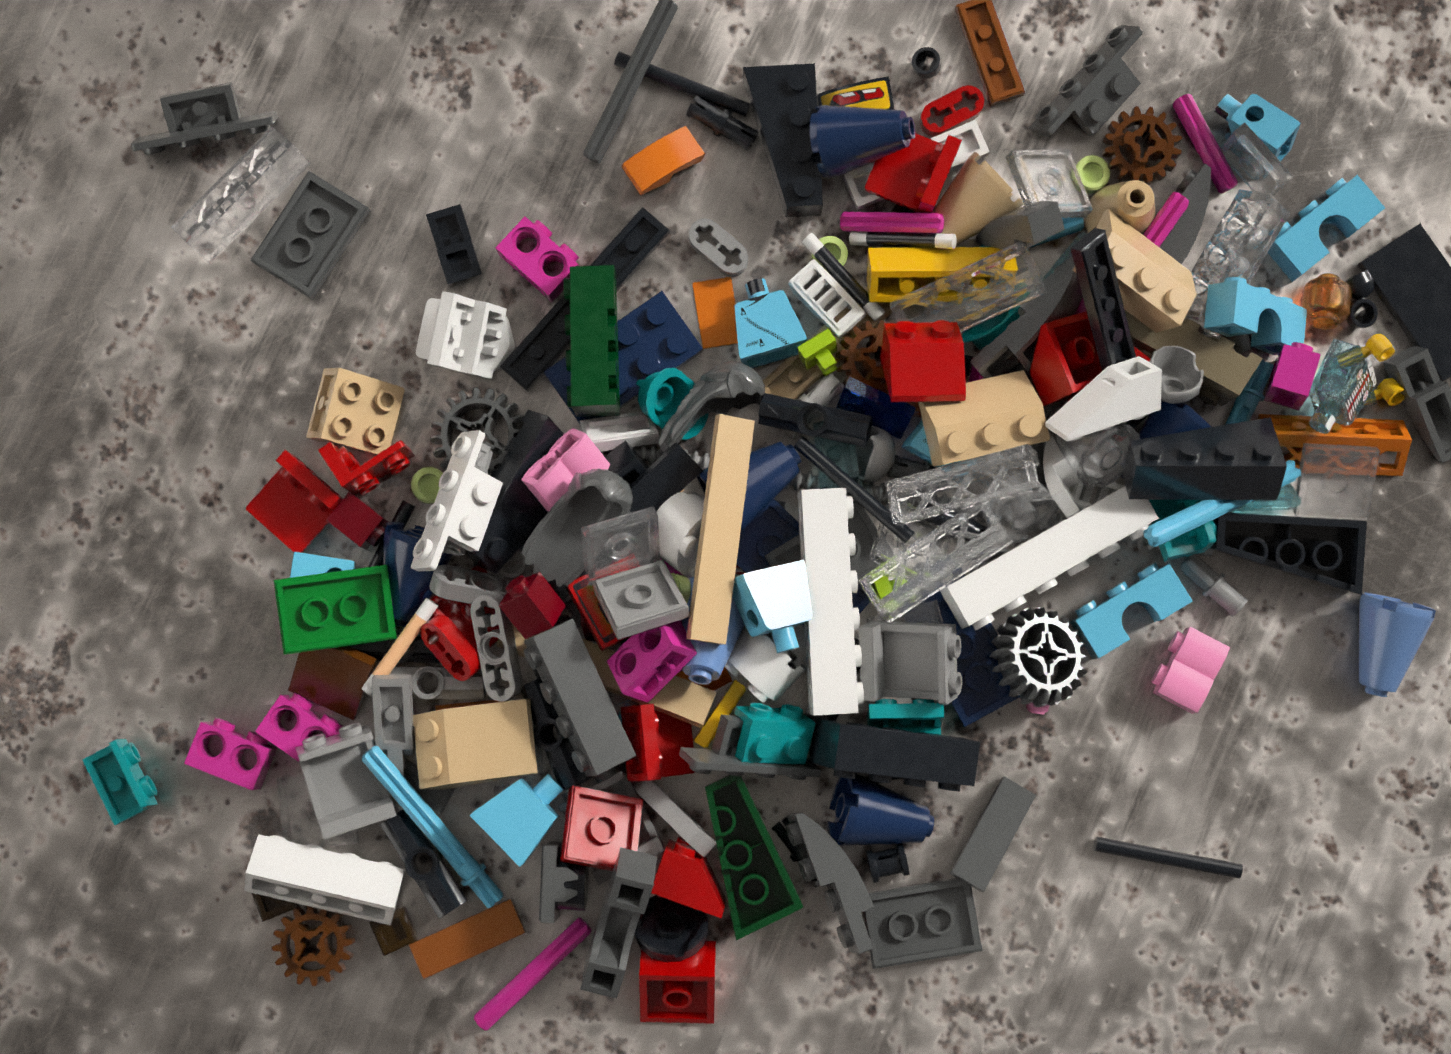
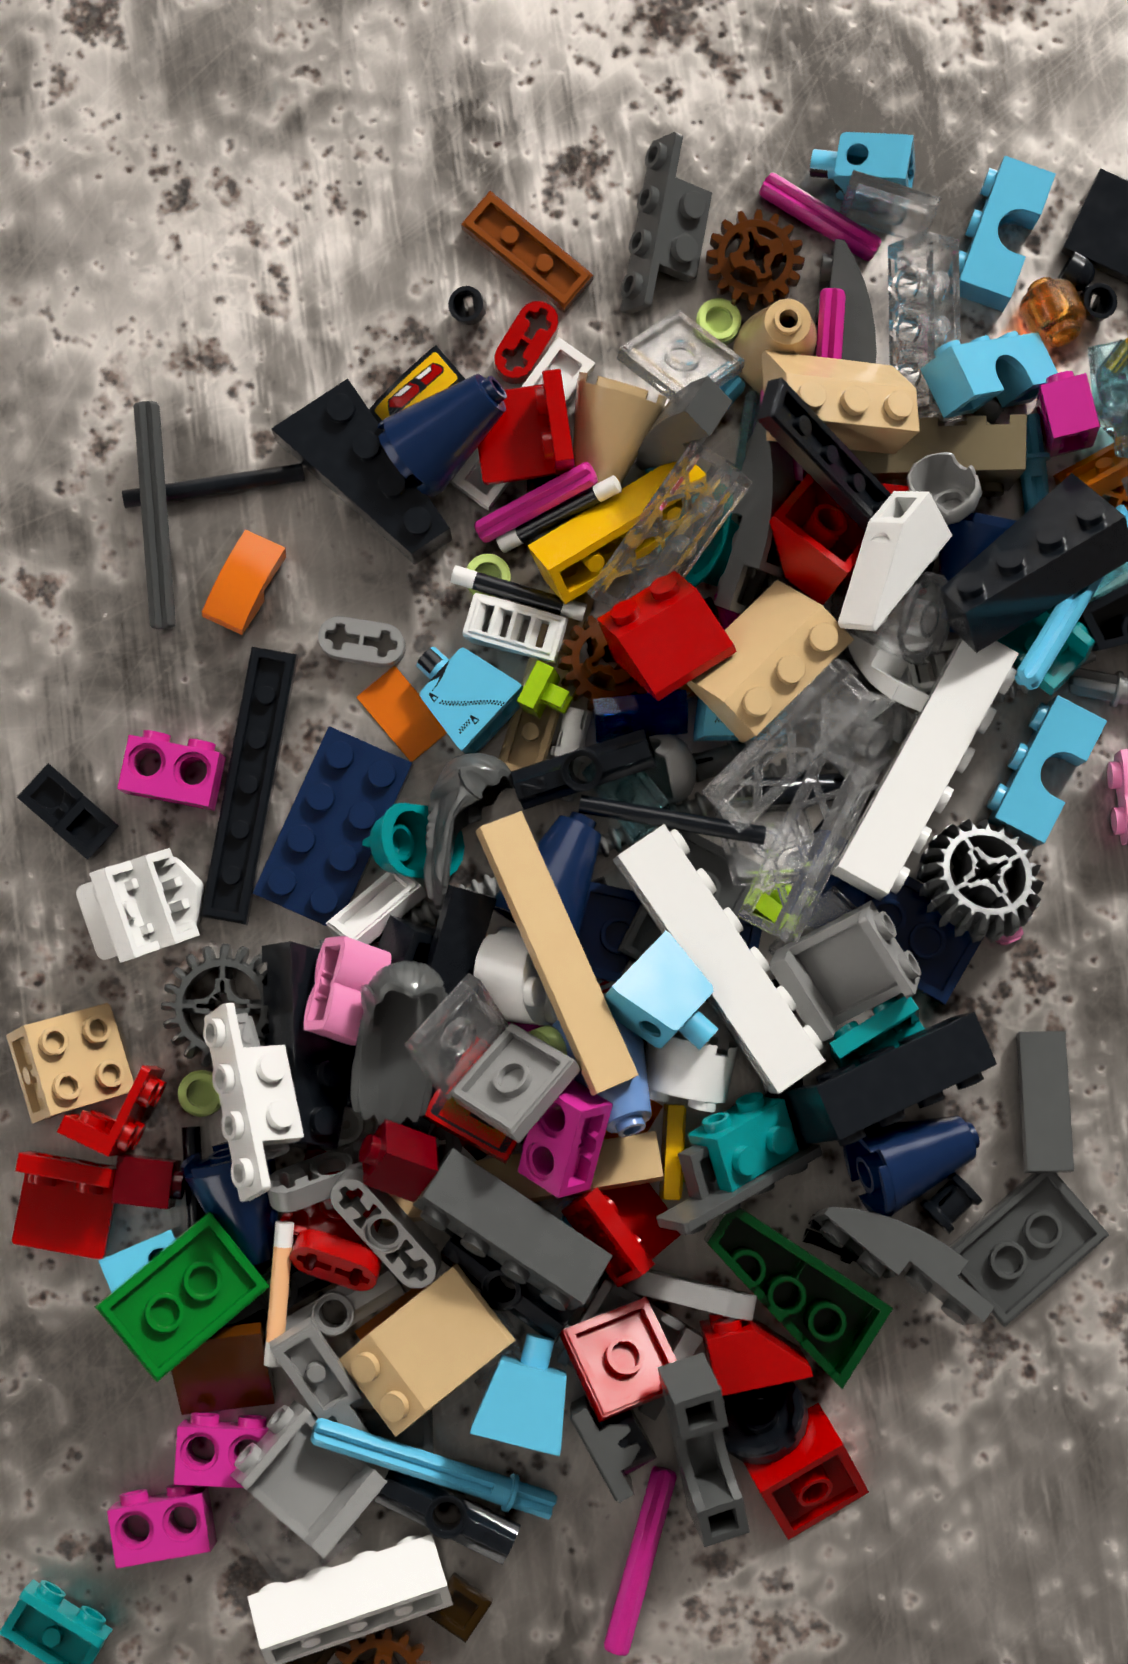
camera: 35 degrees left, 0 degrees up
(467, 938) = (545, 1566): dark orange tile -> none
(593, 341) = (289, 827): dark green wedge -> none
(722, 123) = (283, 502): black pin -> none

